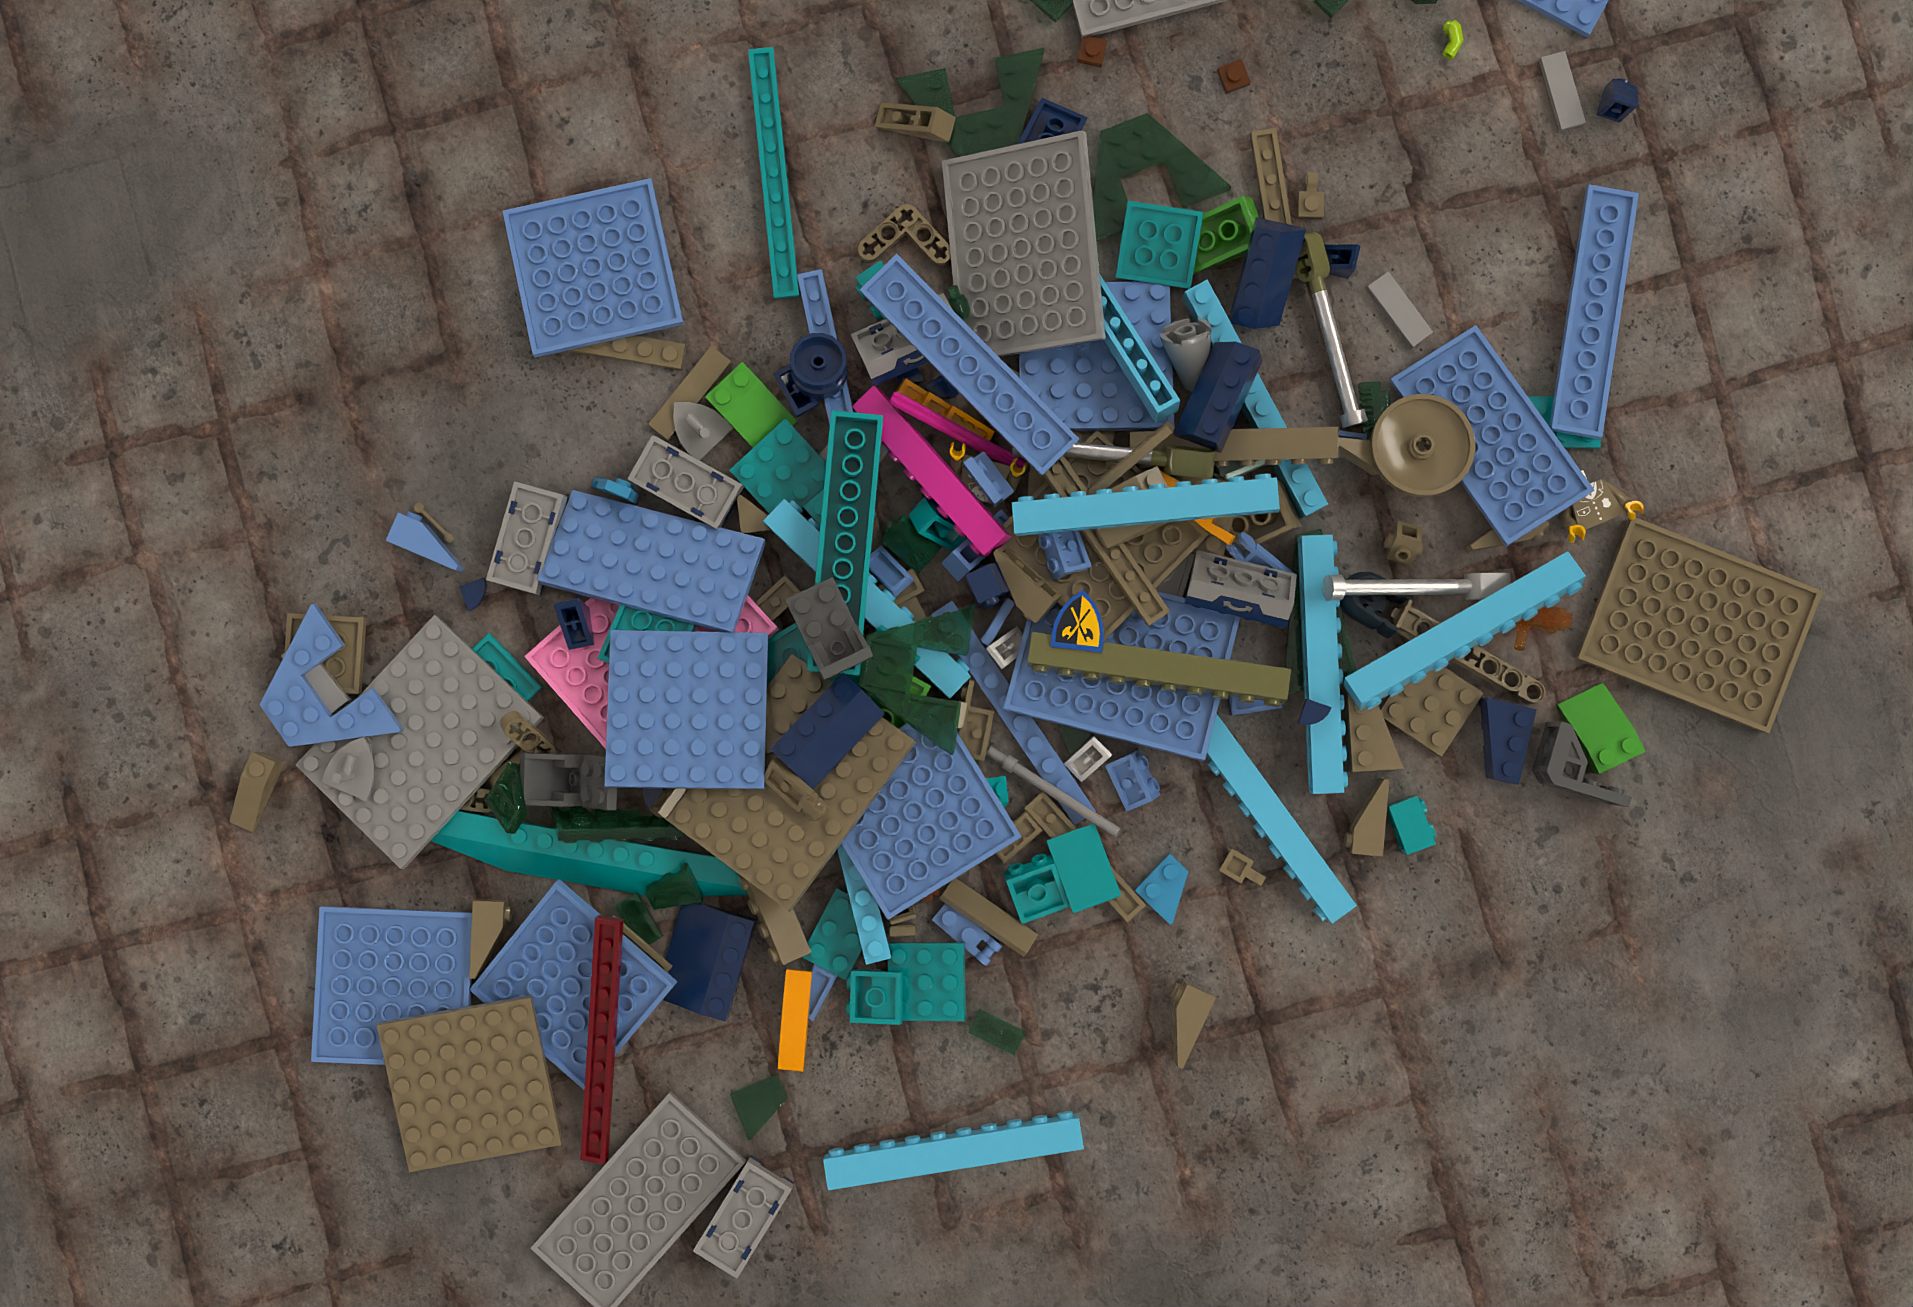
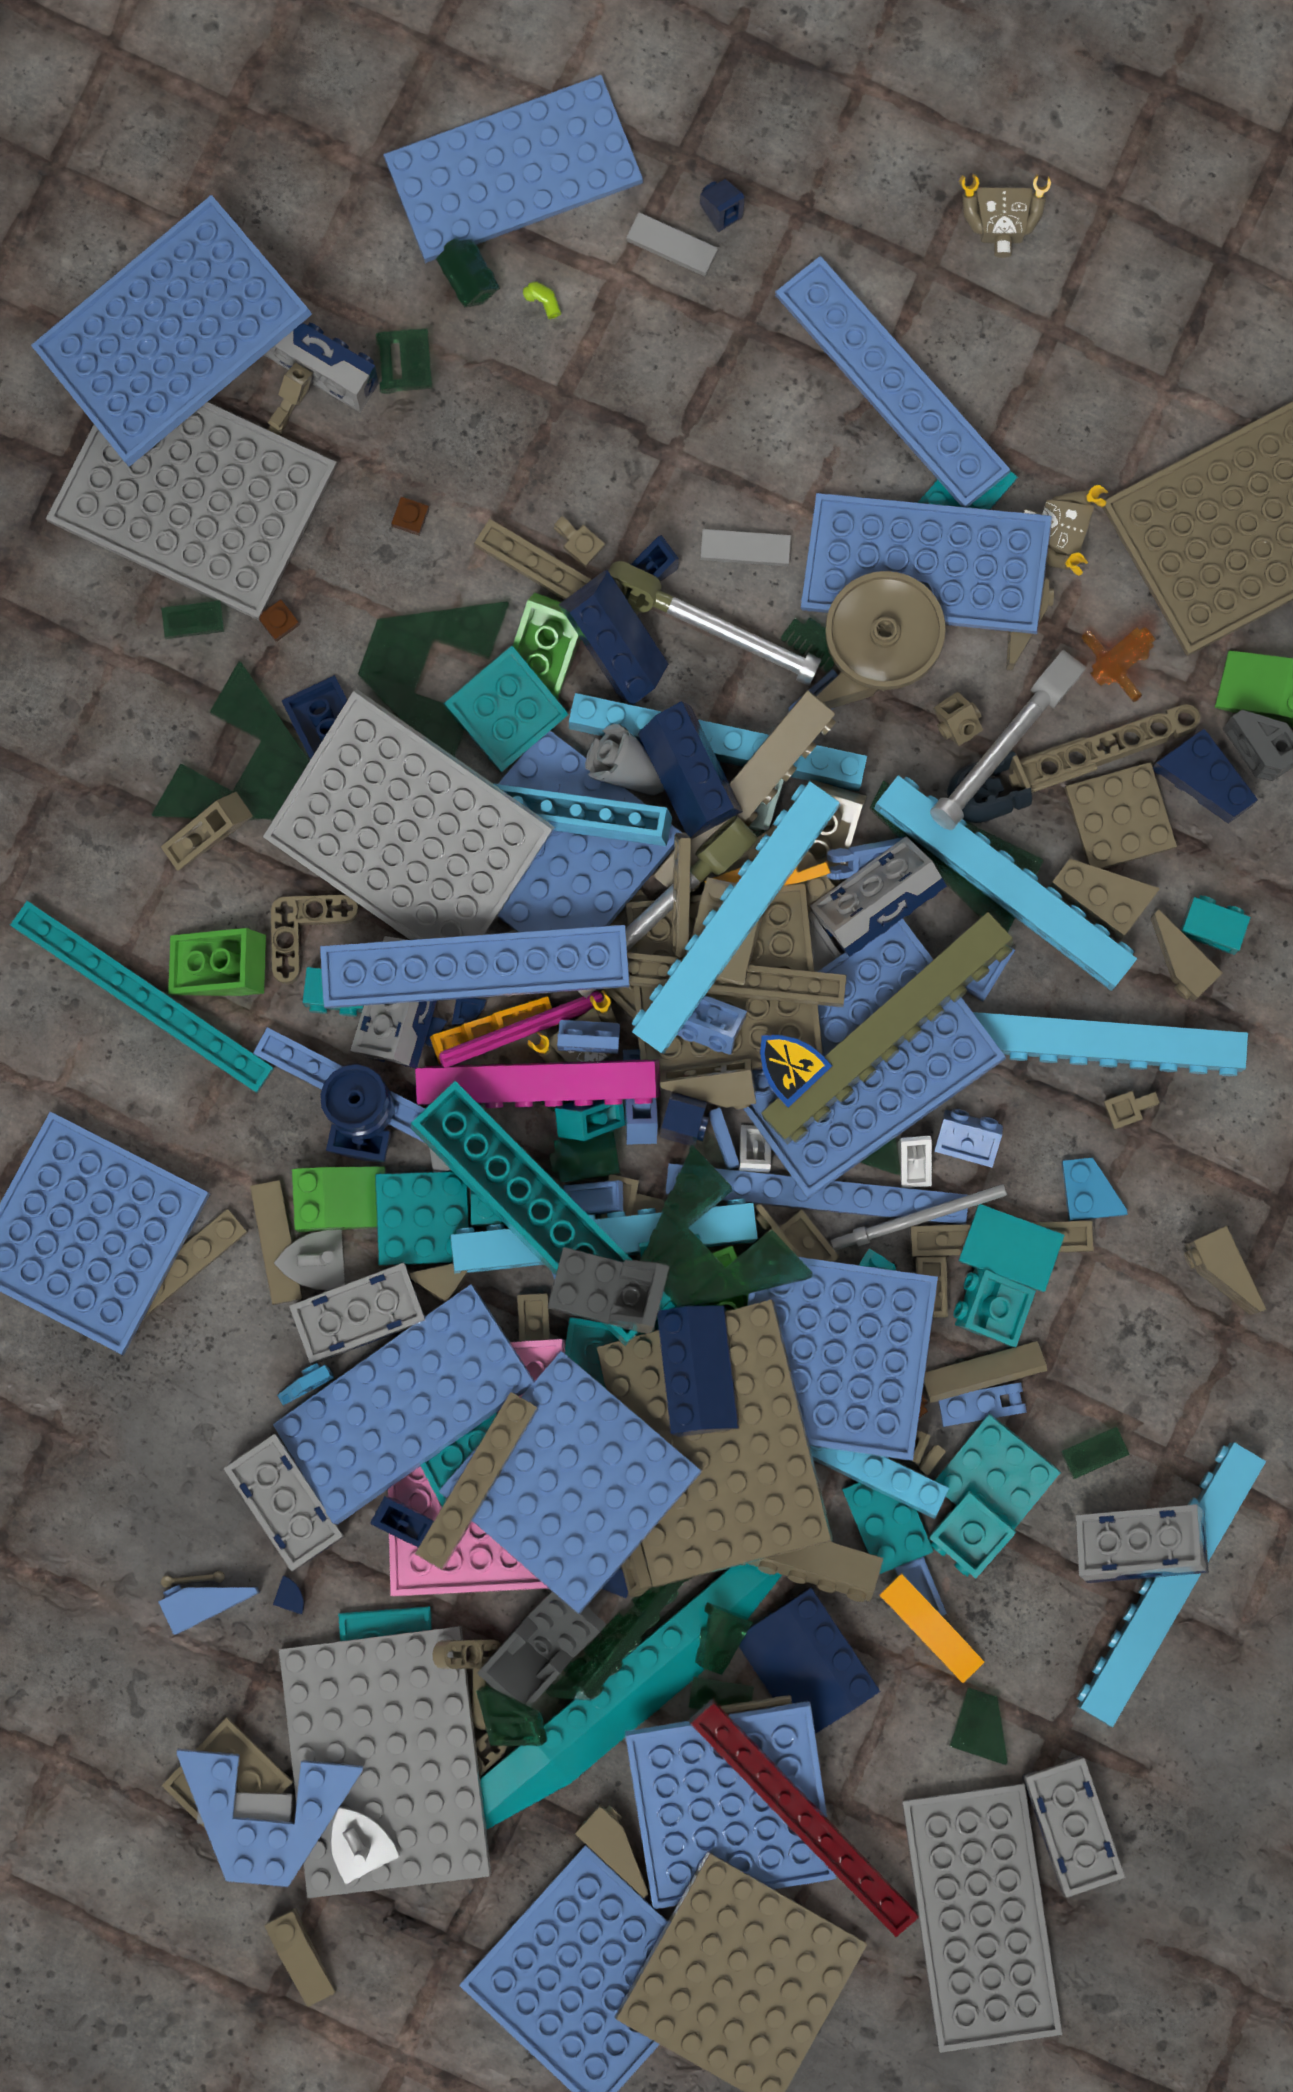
camera: 55 degrees left, 5 degrees down
(635, 649) = (476, 1481): none -> dark tan plate
(794, 790) = (725, 1443): dark tan hinge -> none
(836, 202) = (217, 963): none -> bright green slope
(959, 302) = (406, 929): clear green cylinder -> none
(961, 1113) = (1142, 1543): none -> light grey piece
(1313, 712) = (1042, 925): dark blue tile -> none
(1464, 631) = (1081, 734): medium azure brick -> none
(1772, 288) = (1003, 213): none -> dark tan torso

